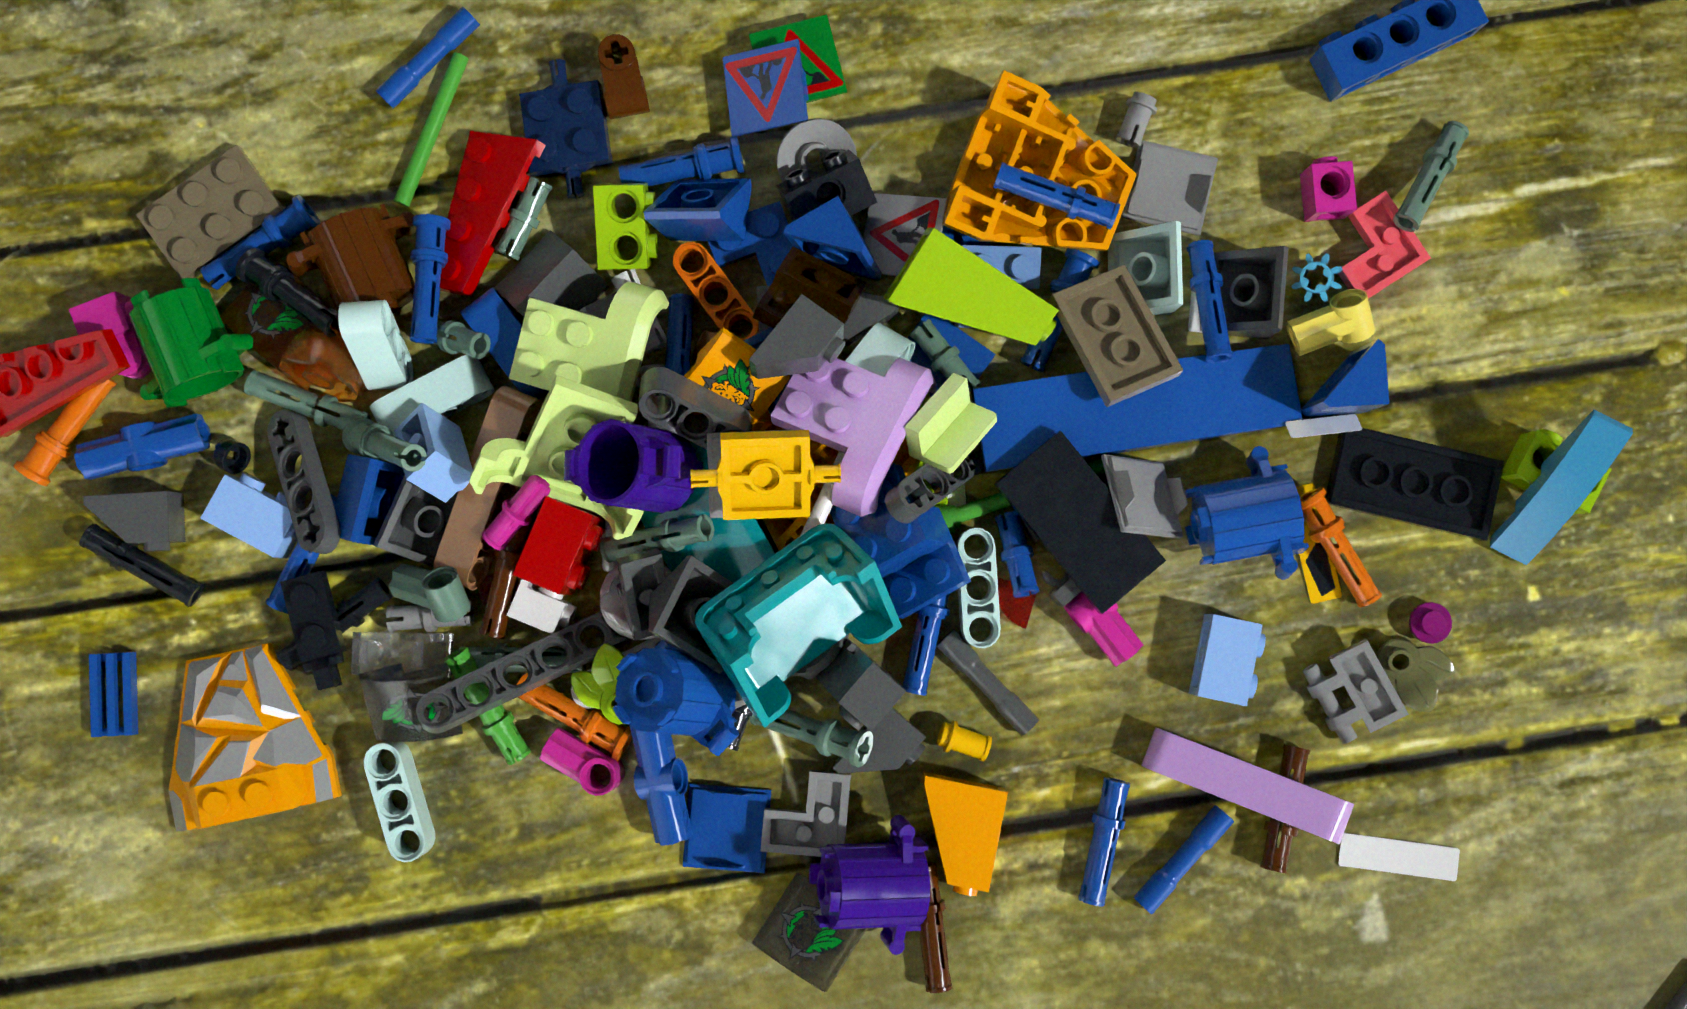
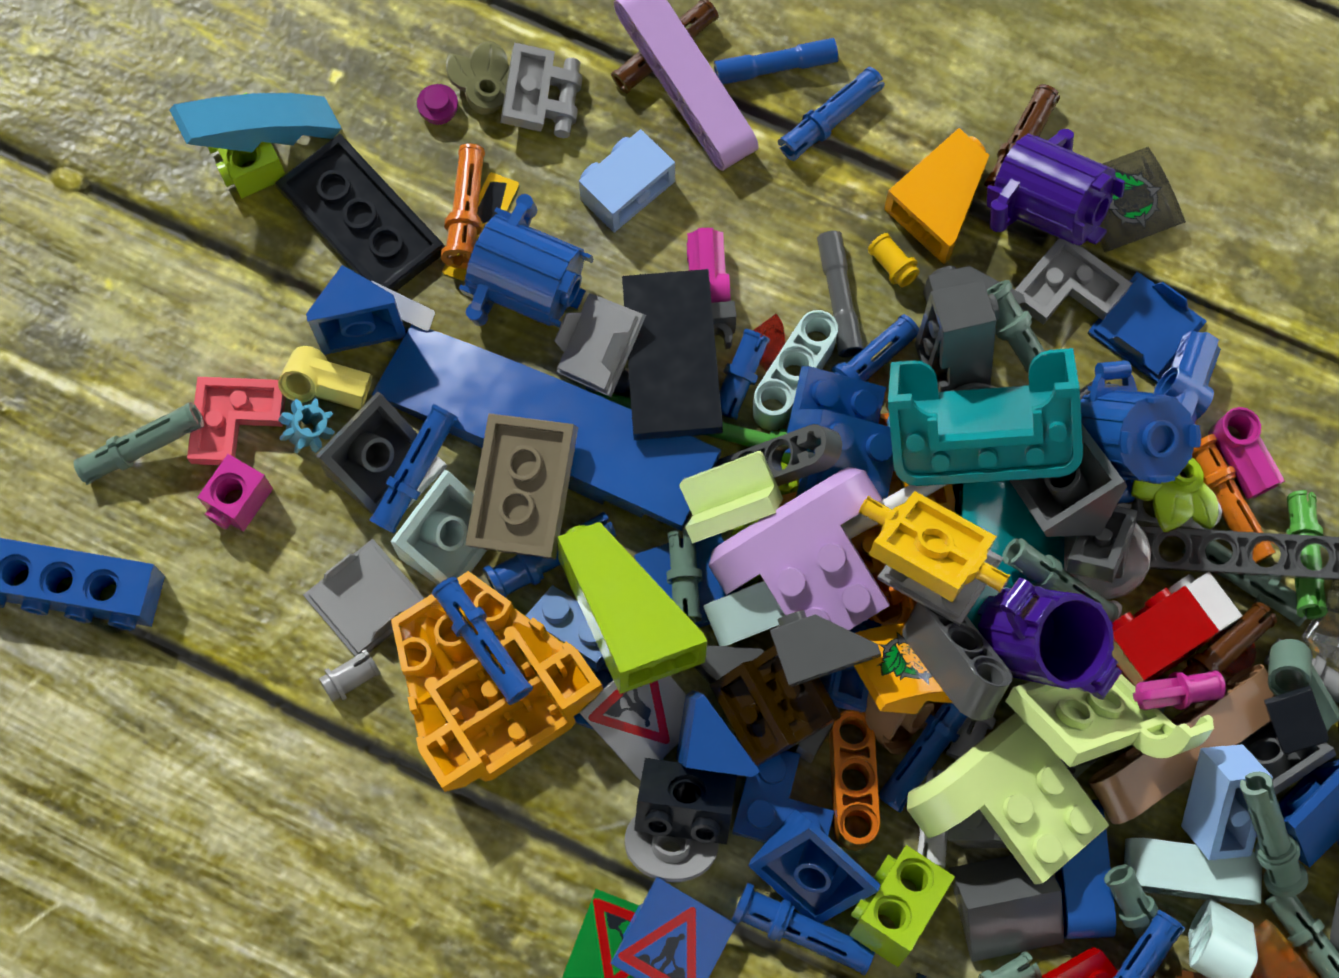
camera: 140 degrees left, 15 degrees down
(417, 553) = (1296, 720): none -> black slope

